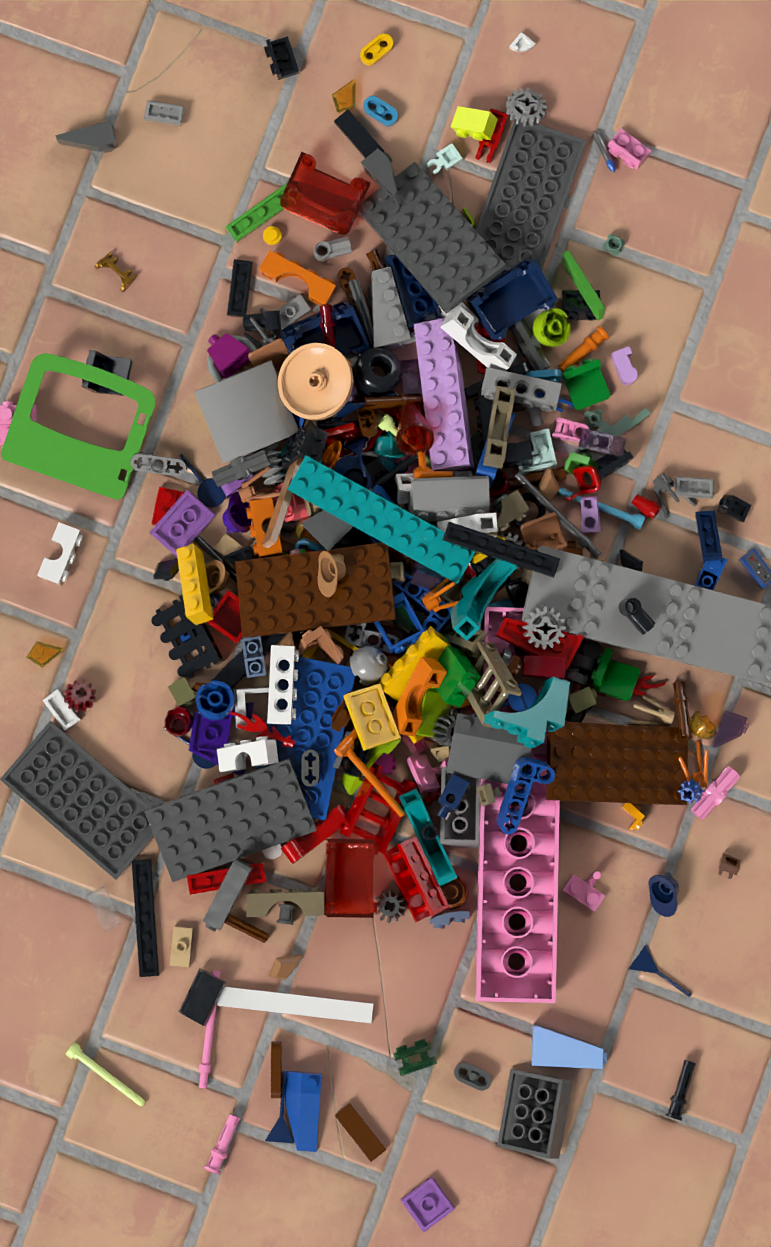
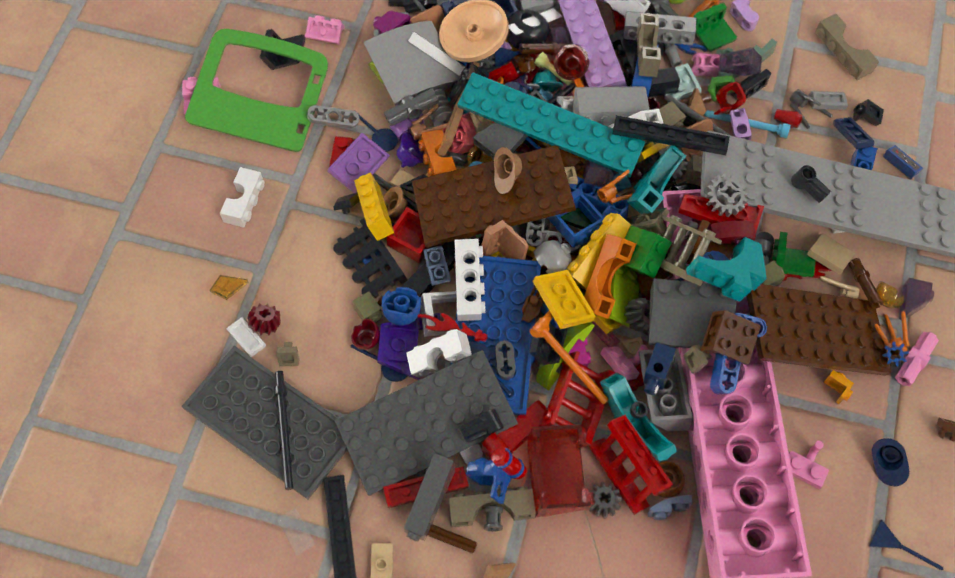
camera: 10 degrees left, 20 degrees down
(95, 774) = (281, 392): none -> black bar
(102, 734) = (288, 355): none -> dark tan tile
(153, 347) = (324, 30): none -> bright pink bracket
(273, 405) = (436, 53): none -> white sticker
(285, 832) = (486, 424): none -> black piece
(294, 873) = (497, 471): none -> blue piece
(384, 367) = (549, 15): none -> white sticker
(518, 783) = (730, 336): none -> reddish brown bracket
(655, 674) = (830, 253): none -> tan tile
(737, 442) = (857, 61): none -> dark tan arch

